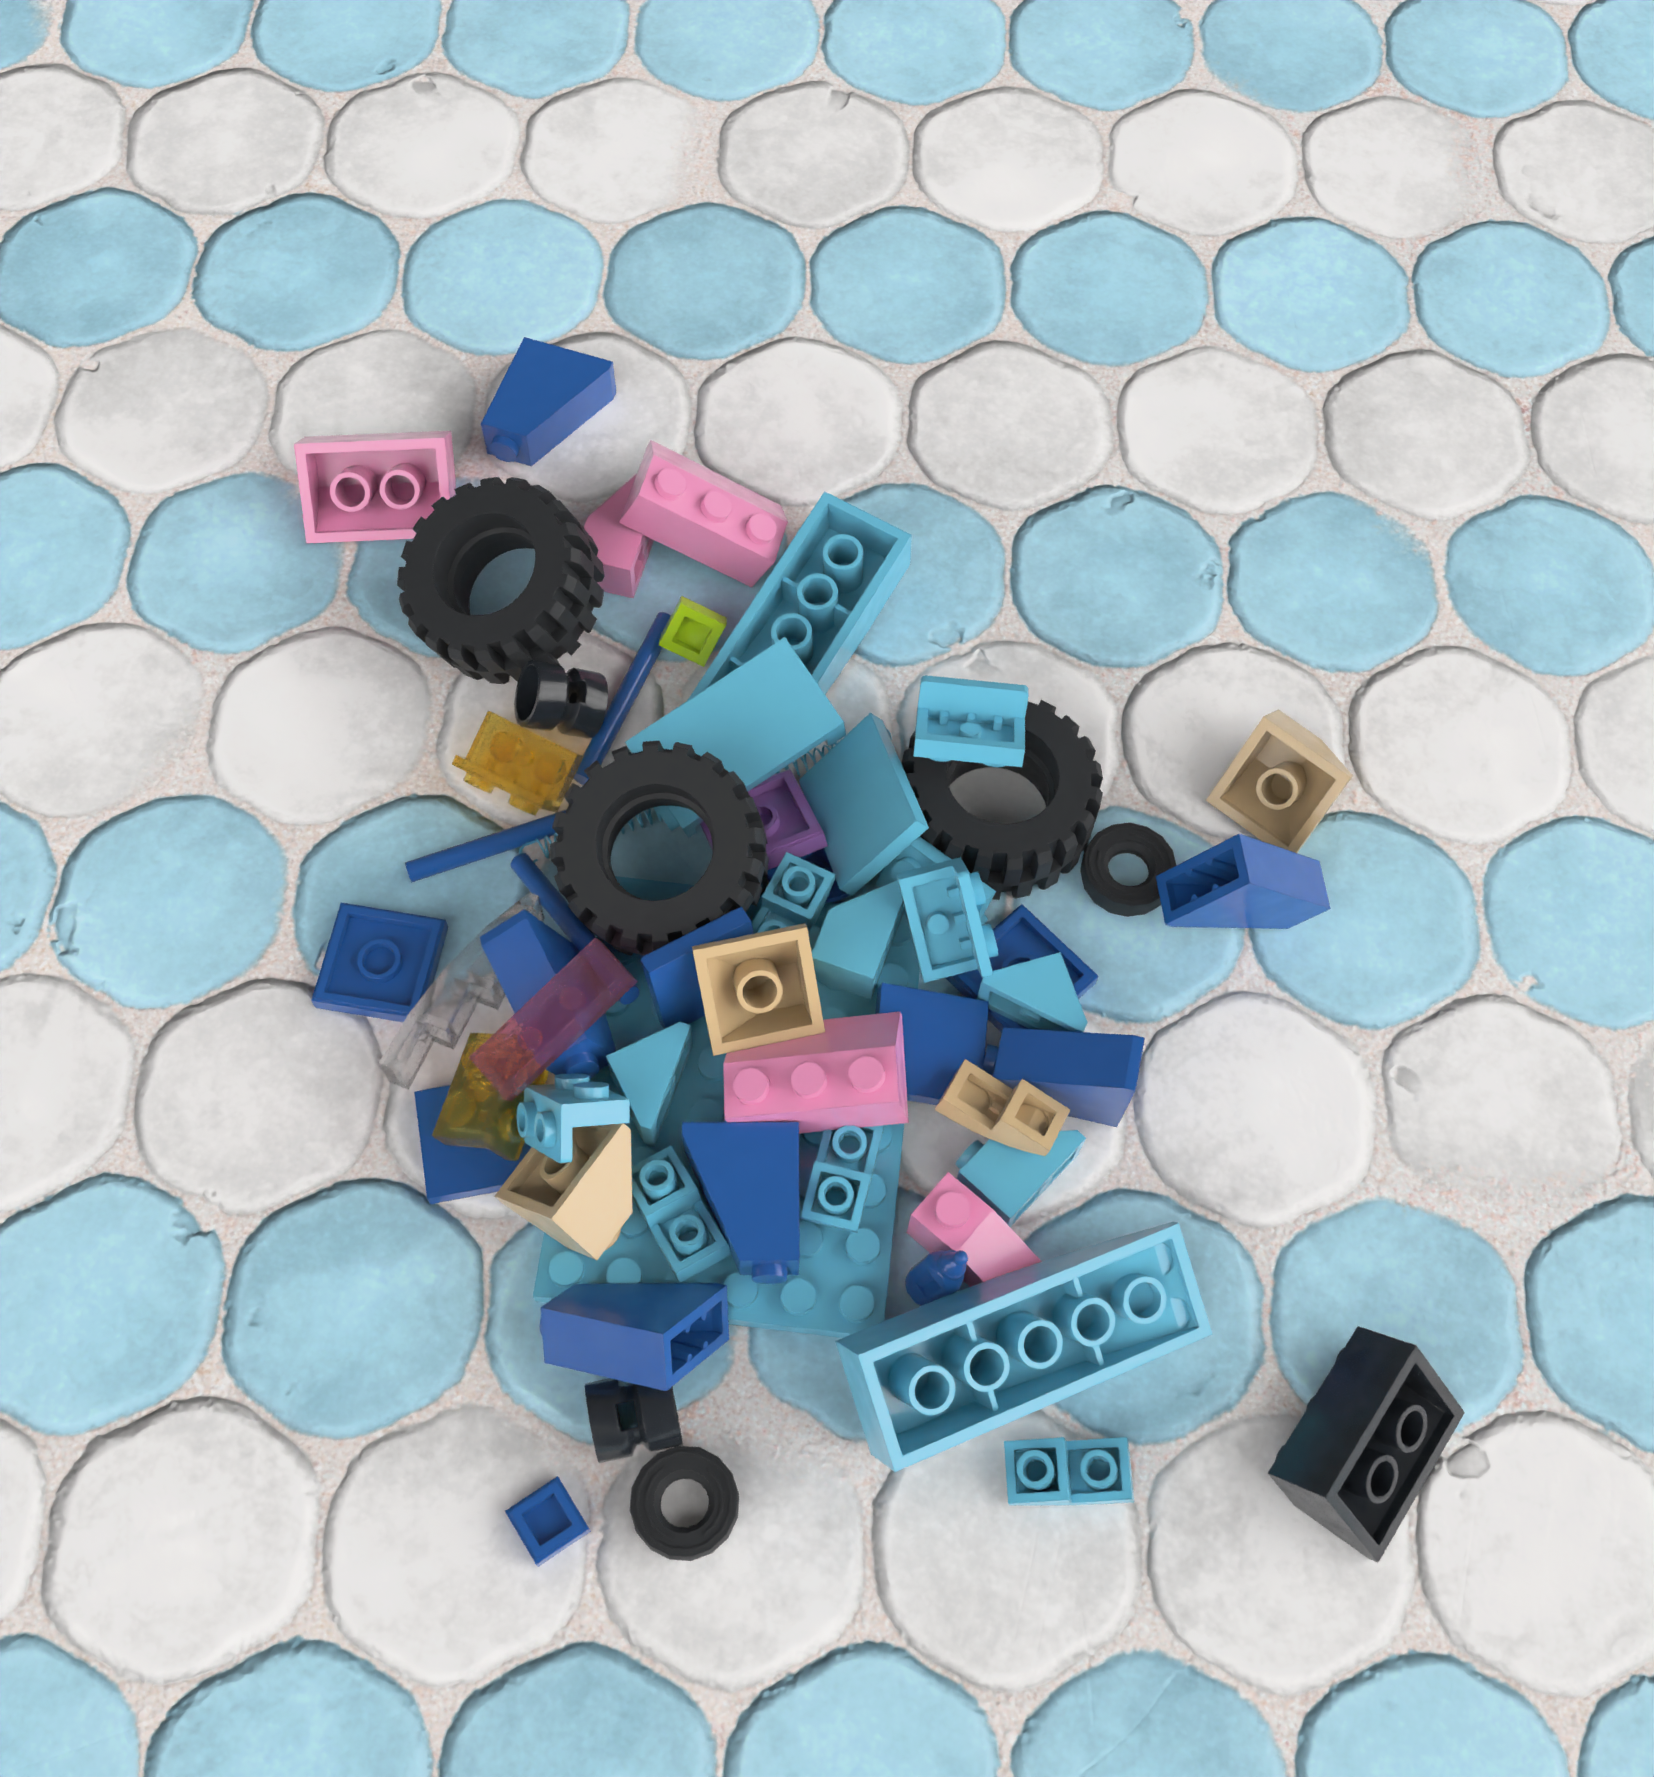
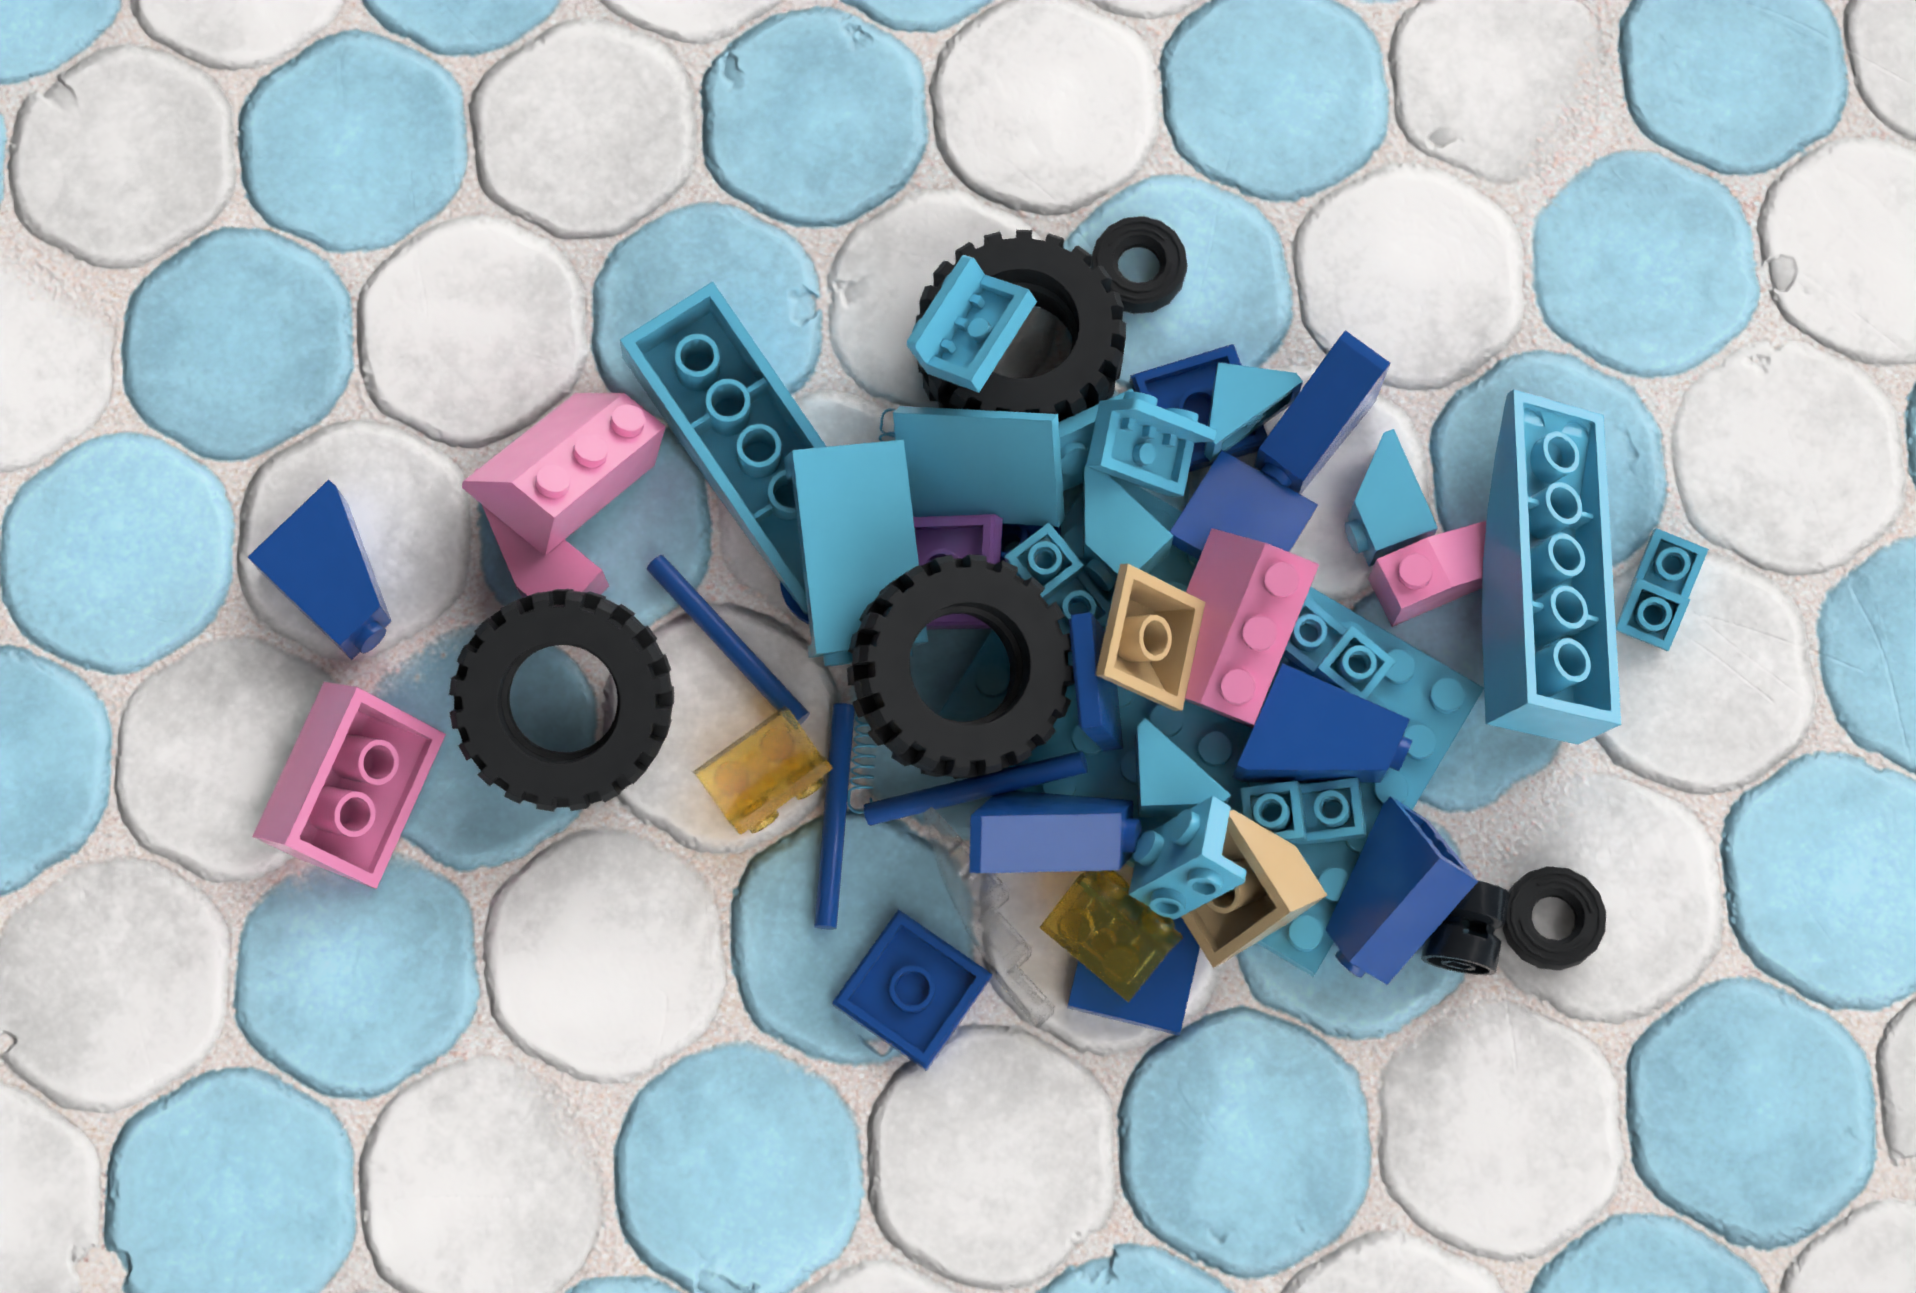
camera: 60 degrees left, 10 degrees up
(547, 1521) = (1518, 1041): blue tile -> none
(553, 1019) = (1093, 835): clear pink tile -> none
(567, 700) = (718, 699): black wheel -> none
(692, 631) = (694, 541): lime tile -> none
(936, 1276) = (1458, 615): blue piece -> none
(1014, 1117) = (1343, 486): tan slope -> none
(1243, 887) = (1217, 177): slope -> none
(1280, 783) = (1122, 85): tan slope -> none
(1368, 1441) = (1738, 339): black slope -> none

